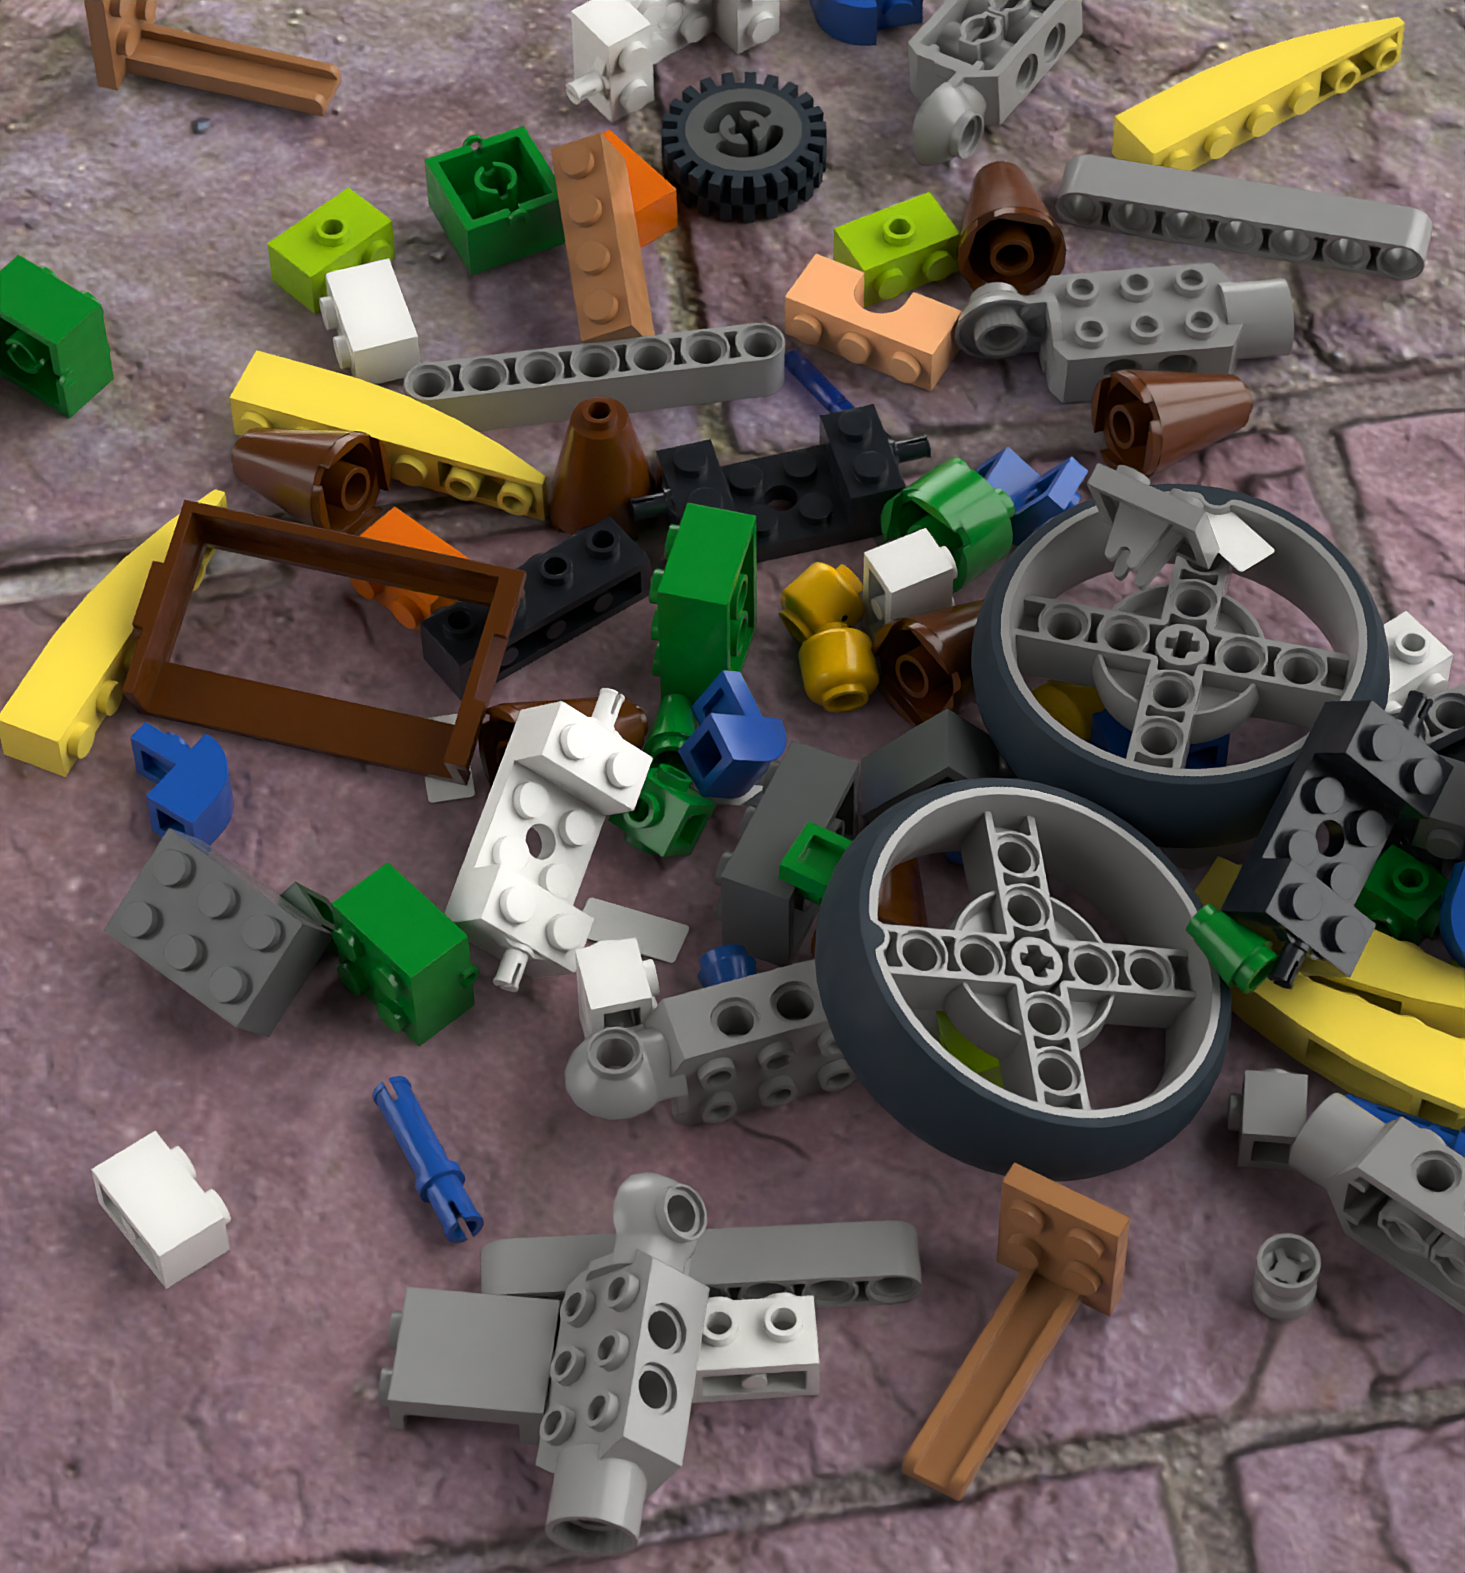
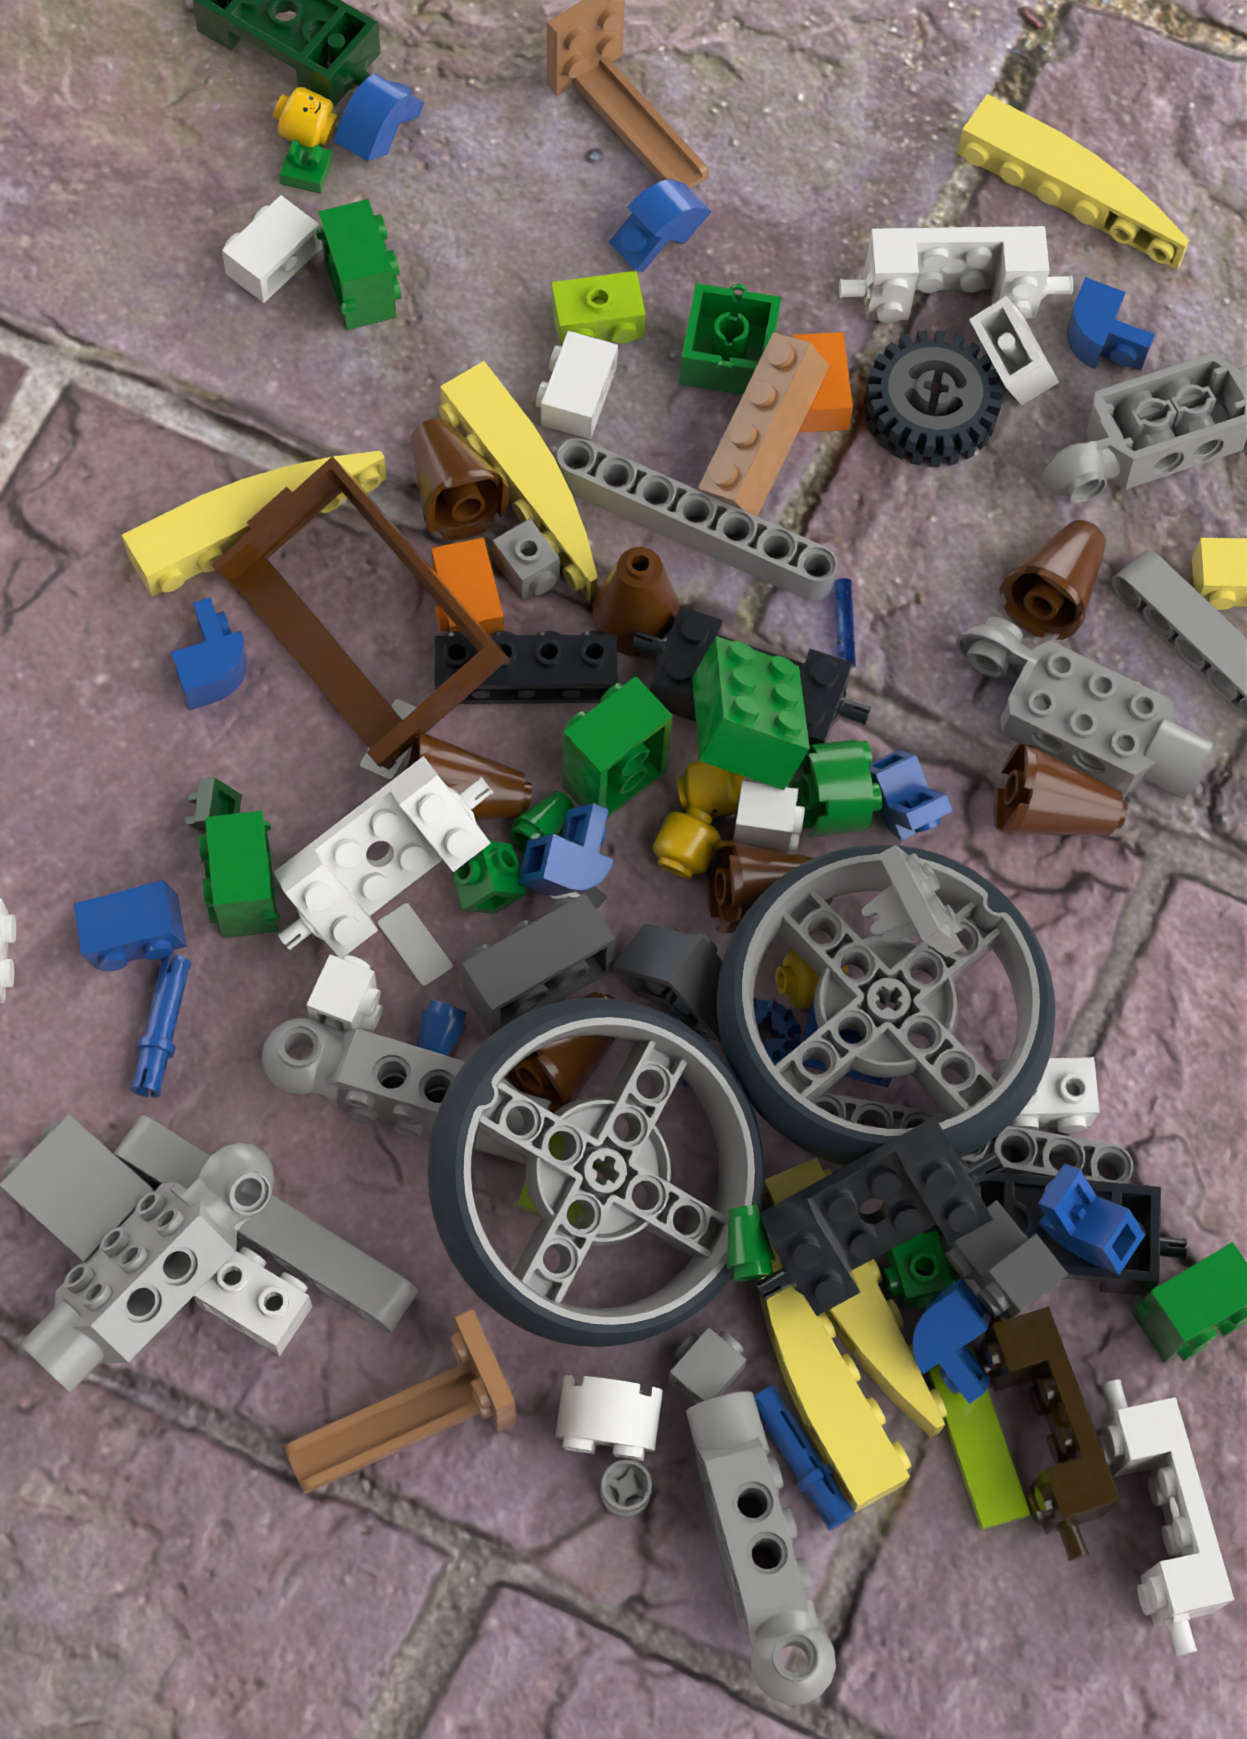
camera: 30 degrees right, 15 degrees up
(218, 933) = (141, 782): dark grey brick -> none
(317, 1079) = (130, 926): none -> blue brick
(328, 133) = (658, 215): none -> blue brick
(454, 507) = (526, 560): none -> light grey brick
(794, 55) = (1014, 350): none -> white brick
(812, 861) = (525, 993): green tile -> none
(821, 484) = (750, 713): none -> green brick
(899, 247) = (973, 545): lime brick -> none
(907, 344) = (924, 624): light nougat arch -> none
(1214, 1213) = (609, 1416): none -> white brick
(1238, 541) = (982, 936): white sticker -> none

